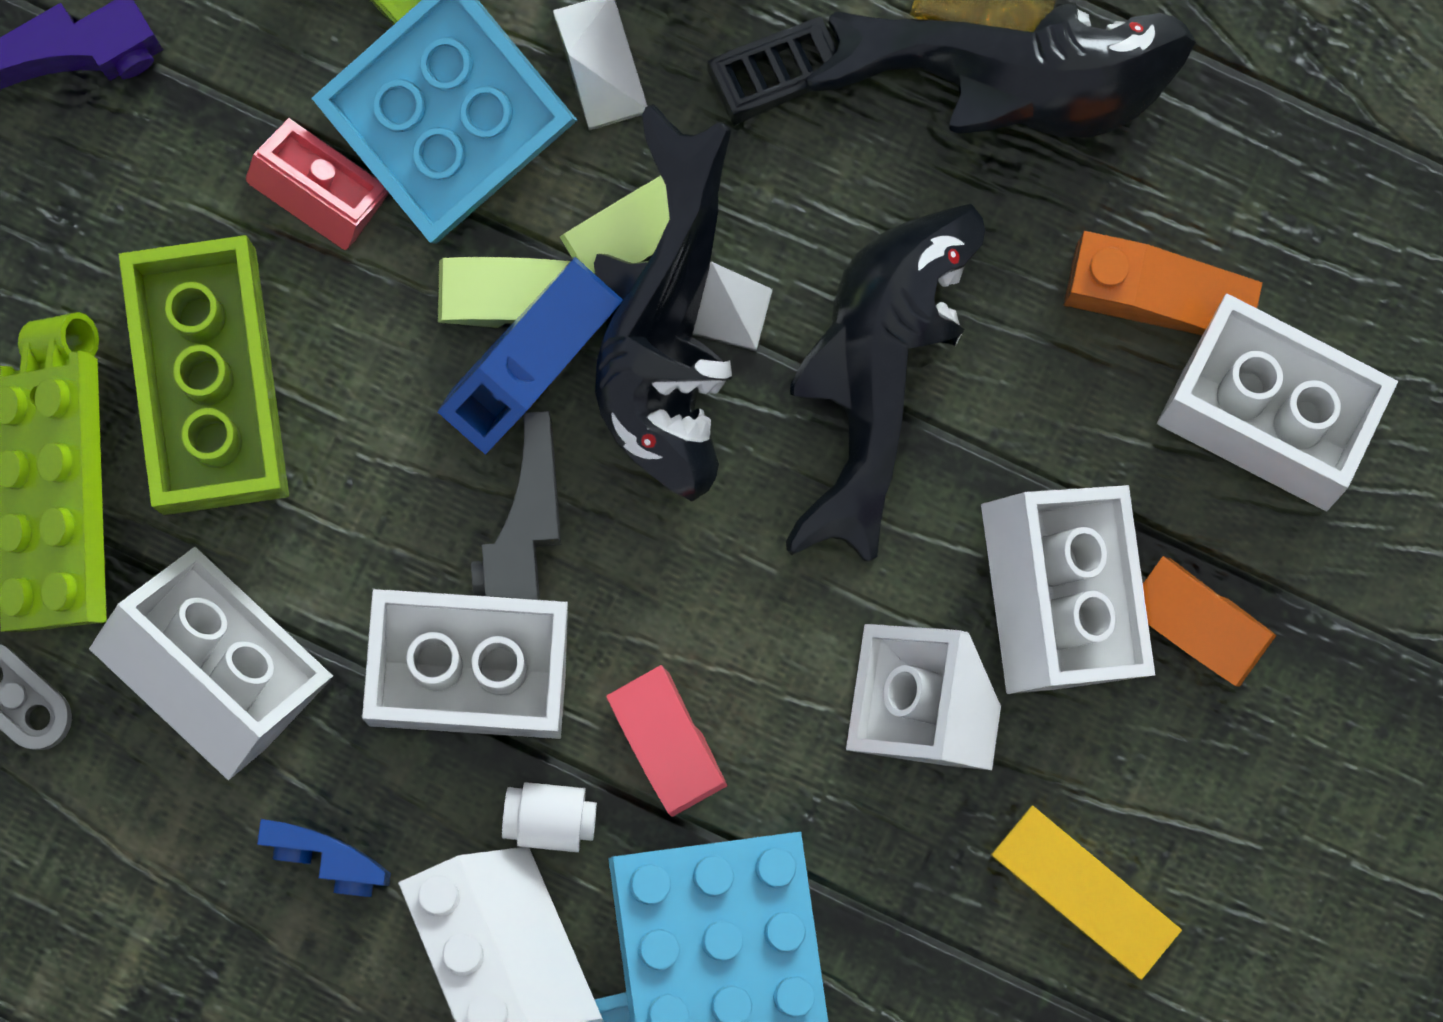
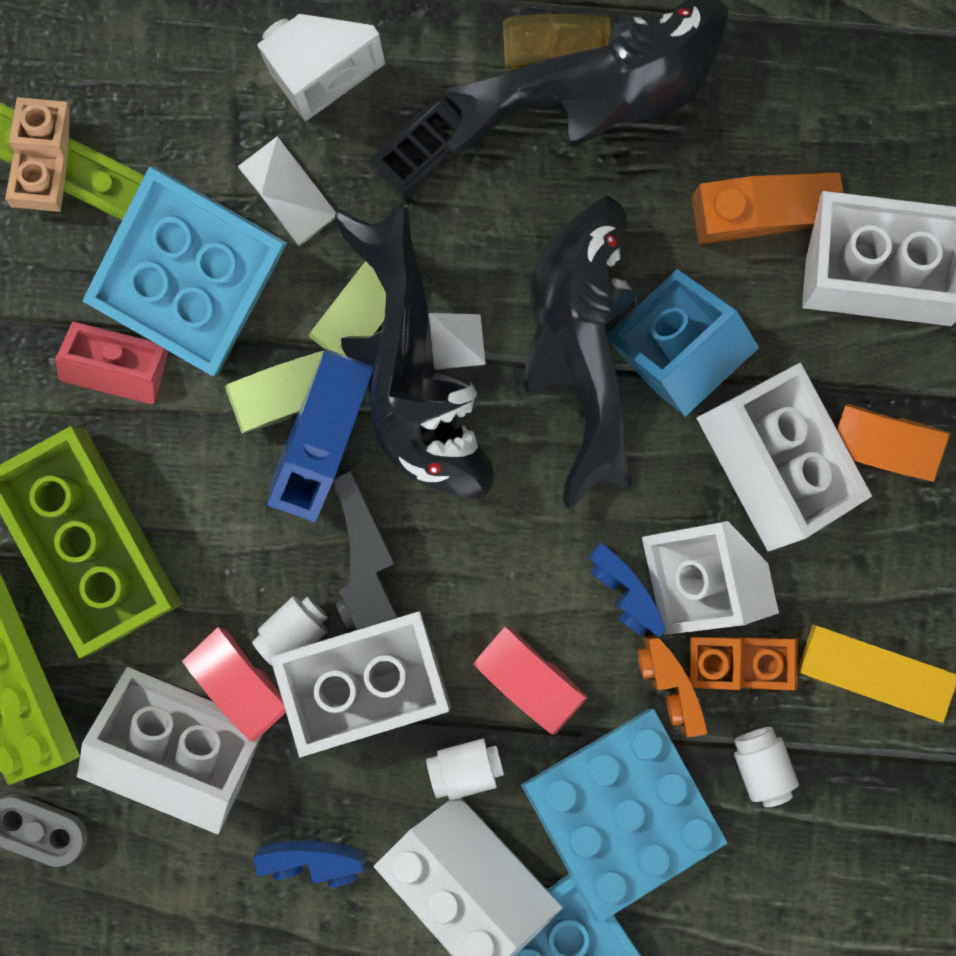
camera: 20 degrees left, 5 degrees up
(317, 613) = (235, 684): none -> coral slope
(408, 567) = (291, 627): none -> white brick
(827, 696) = (638, 607): none -> blue slope
(832, 790) = (666, 672): none -> orange slope
(908, 950) = (765, 767): none -> white brick
(930, 818) = (744, 663): none -> orange slope
(998, 409) = (683, 341): none -> dark azure slope

